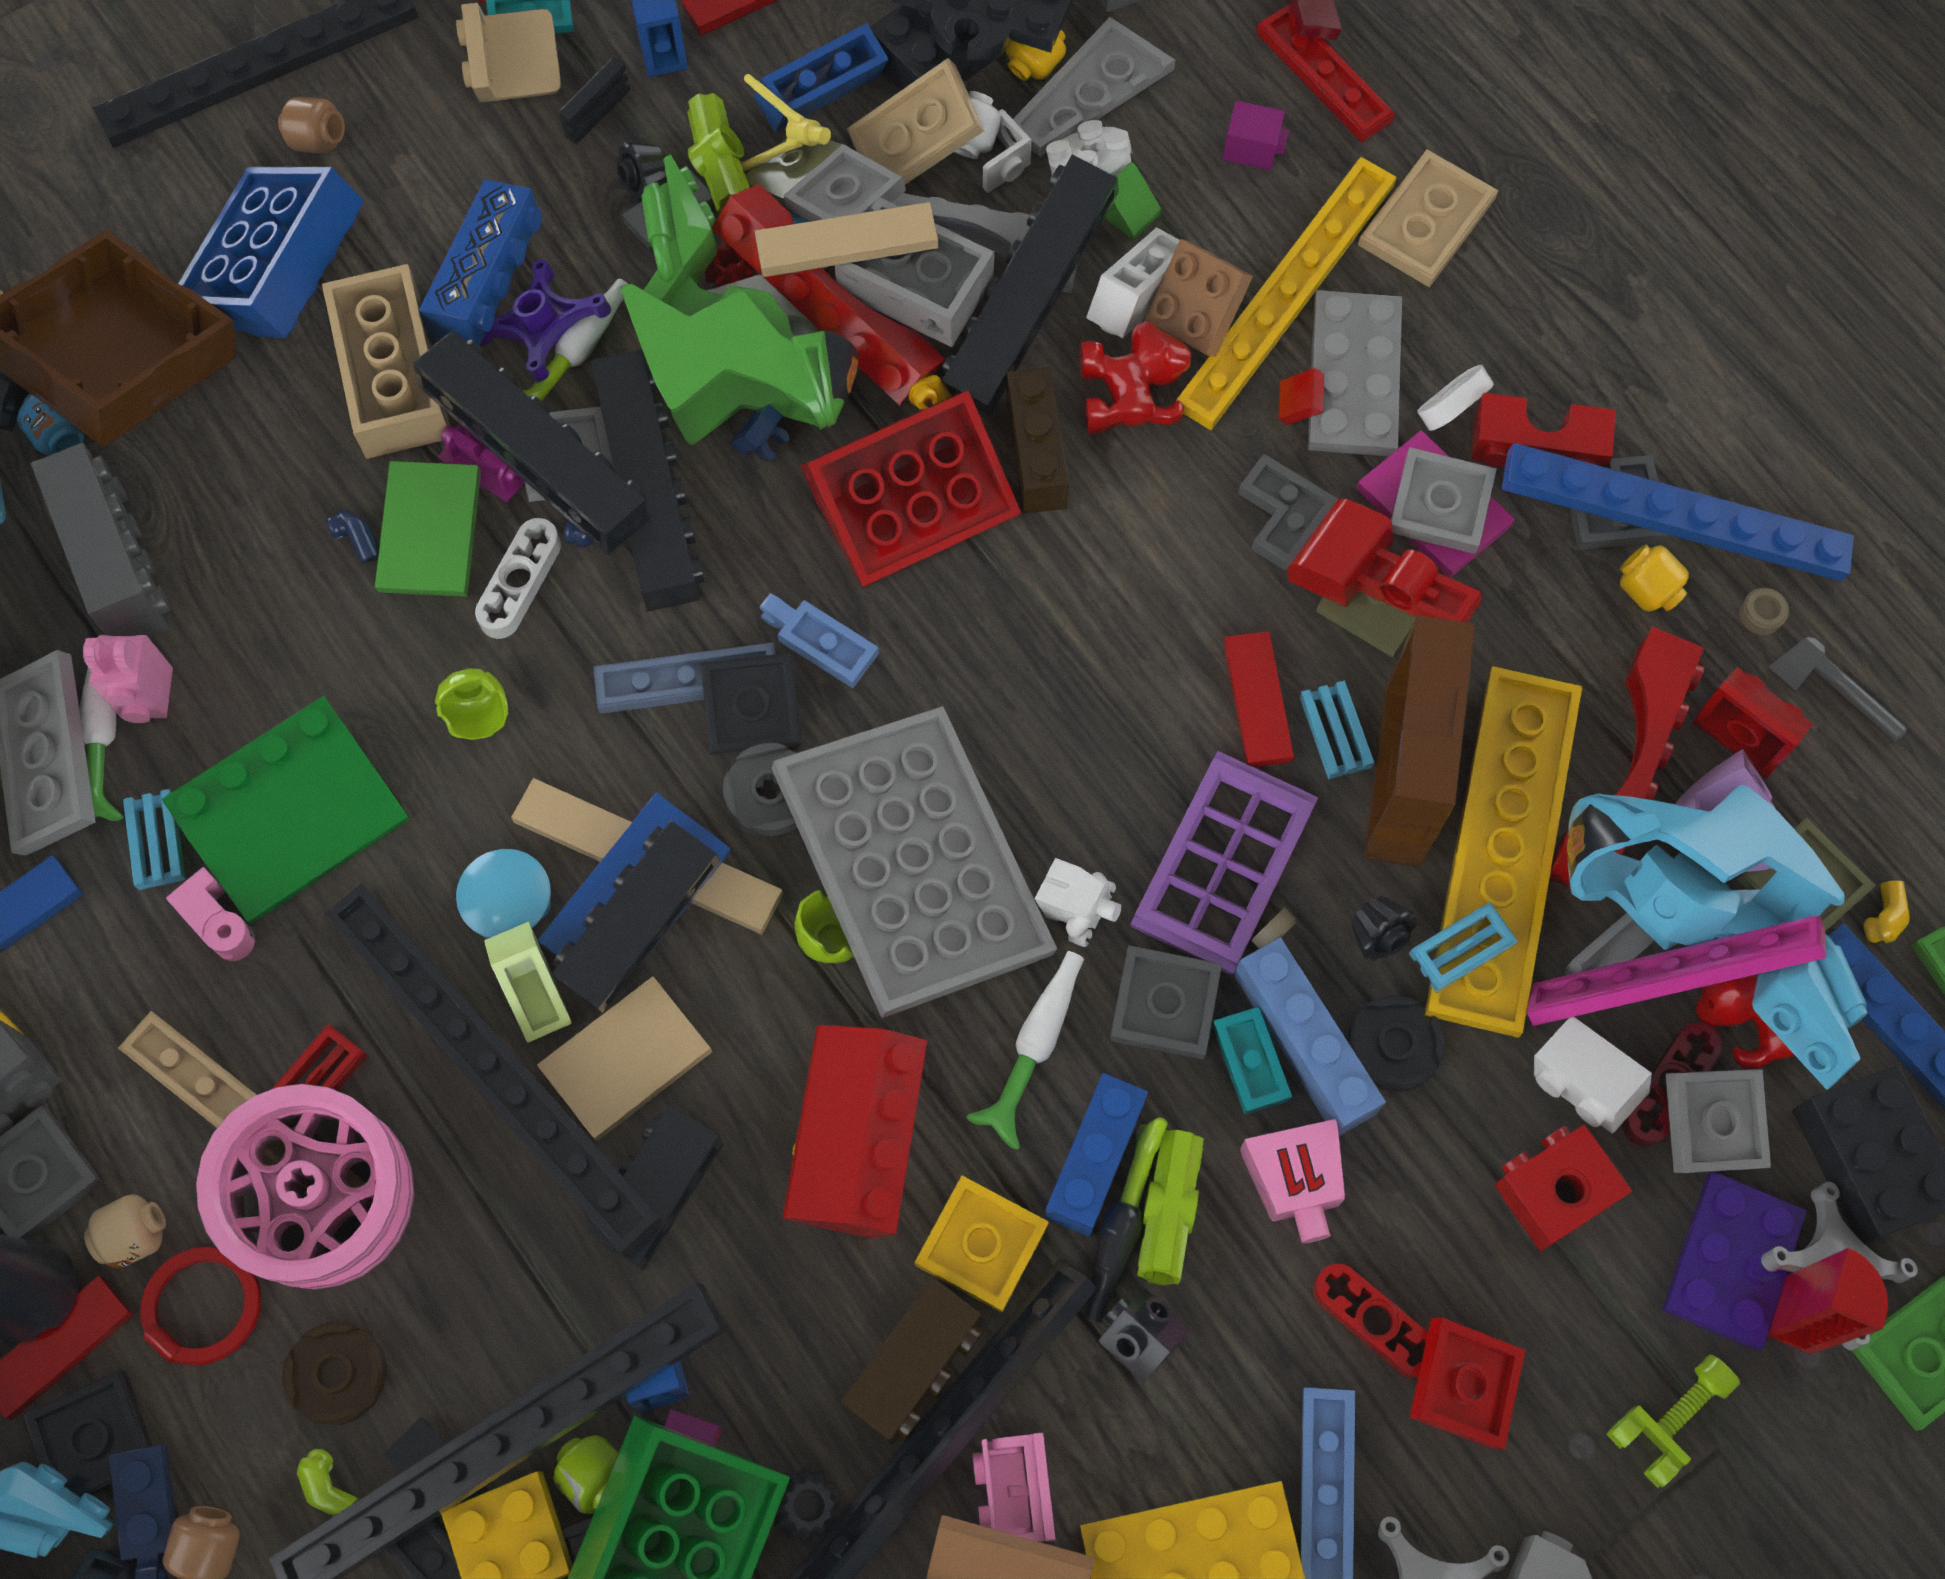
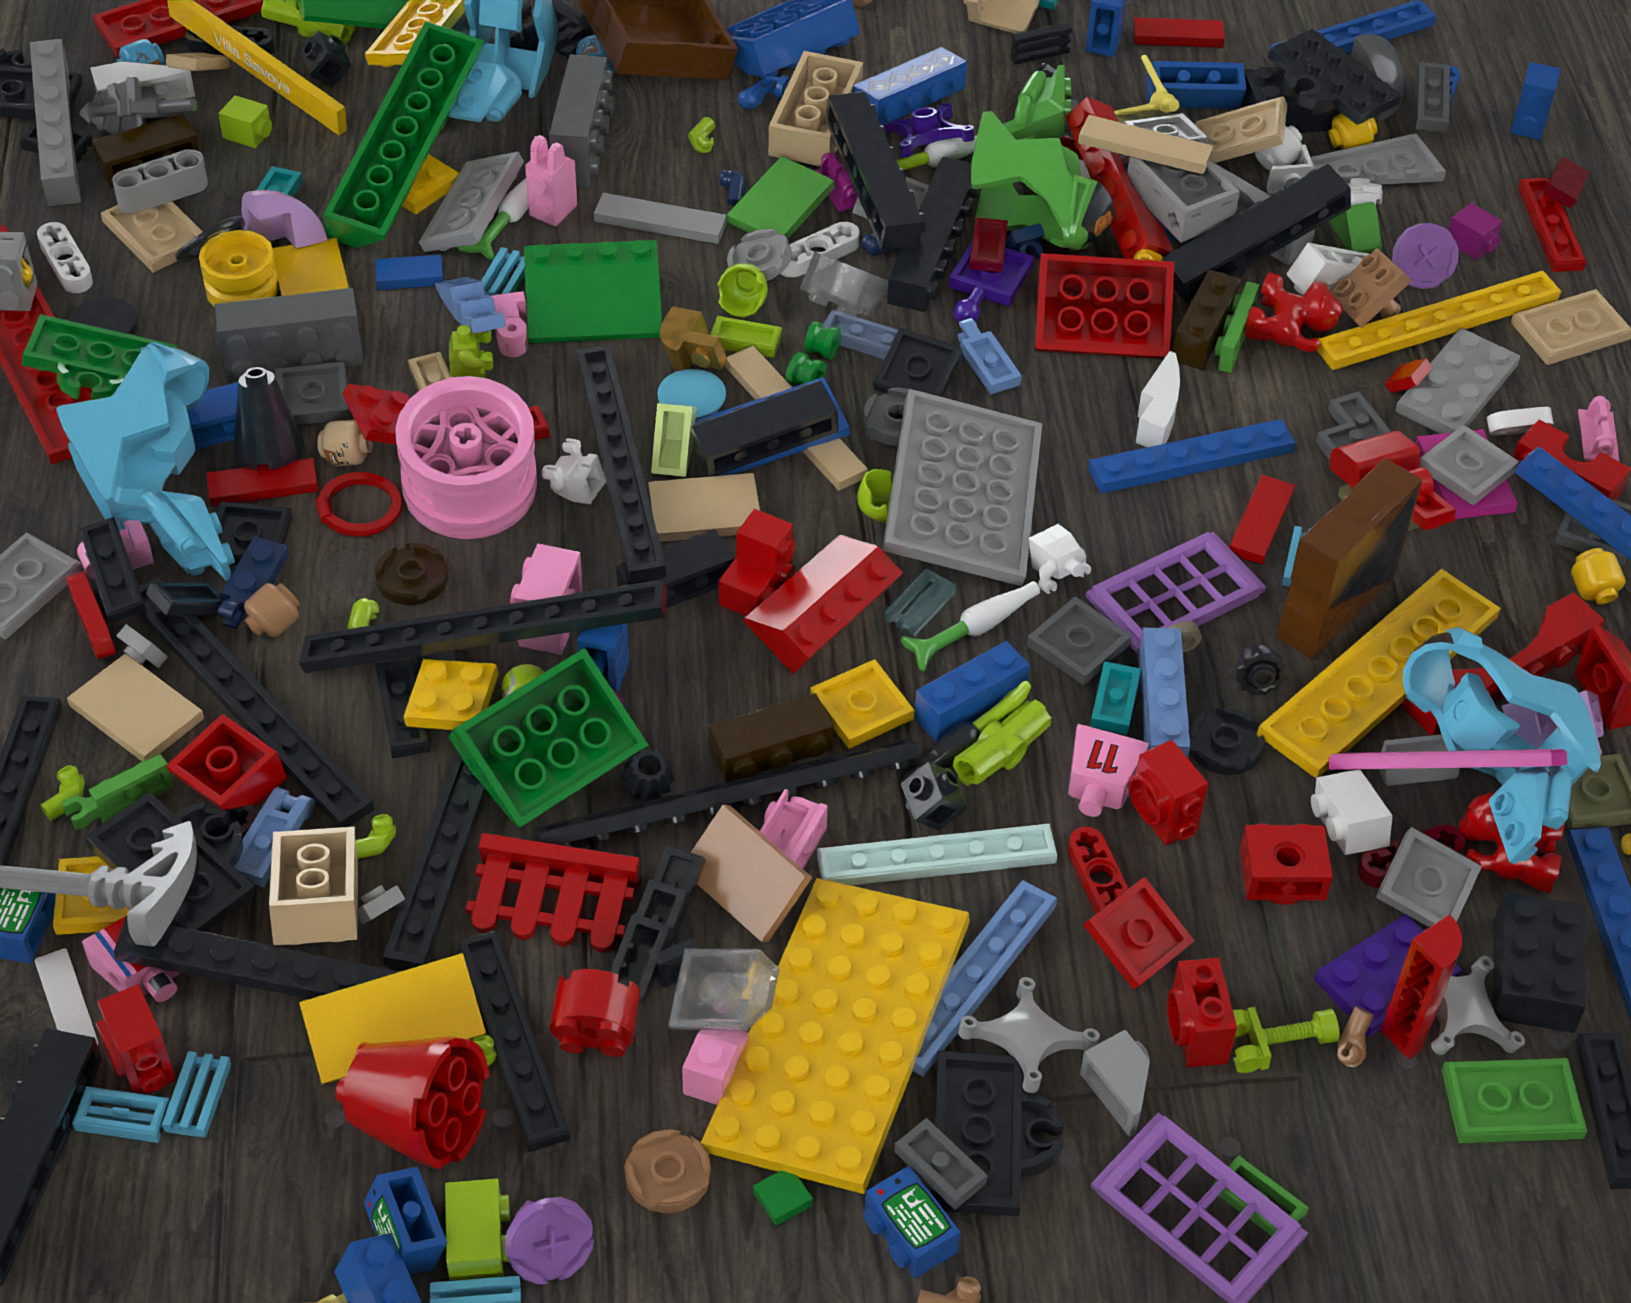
camera: 30 degrees right, 20 degrees down
(148, 1164) = (375, 411): none -> red plate
(149, 927) = (470, 305): none -> medium blue slope
(194, 1000) = (465, 353): none -> lime piece
(261, 476) = (699, 135): none -> lime arm
(290, 372) = (754, 95): none -> blue piece
(292, 635) = (660, 218): none -> light grey tile
(441, 1110) = (575, 475): none -> white piece
(446, 826) = (689, 341): none -> pearl gold brick
(457, 632) = (764, 250): none -> light grey tile
(512, 764) = (742, 334): none -> lime tile
(533, 1327) = (546, 575): none -> bright pink brick
(588, 621) = (844, 285): none -> clear slope
(612, 724) = (822, 340): none -> green wheel
(623, 786) = (803, 370): none -> green wheel
(715, 148) = (1104, 85): lime piece -> none
(725, 467) = (988, 244): none -> dark red tile
(748, 505) = (990, 285): none -> dark purple plate
(750, 1122) = (760, 563): none -> red brick
(951, 1089) = (905, 620): none -> clear light blue tile
(1058, 597) = (1159, 403): none -> white slope
(1075, 430) = (1234, 328): none -> bright green plate
(1128, 650) = (1191, 456): none -> blue plate
(1184, 1403) = (937, 855): none -> light aqua tile
(1227, 209) = (1426, 254): none -> medium lavender tile
(1398, 1178) = (1168, 792): none -> red brick
(1430, 967) = (1309, 706): medium azure tile -> none
(1541, 365) = (1598, 430): none -> bright pink hinge
(1595, 1454) = (1201, 1013): none -> red brick
(1755, 1382) = (1352, 1041): none -> medium nougat arm

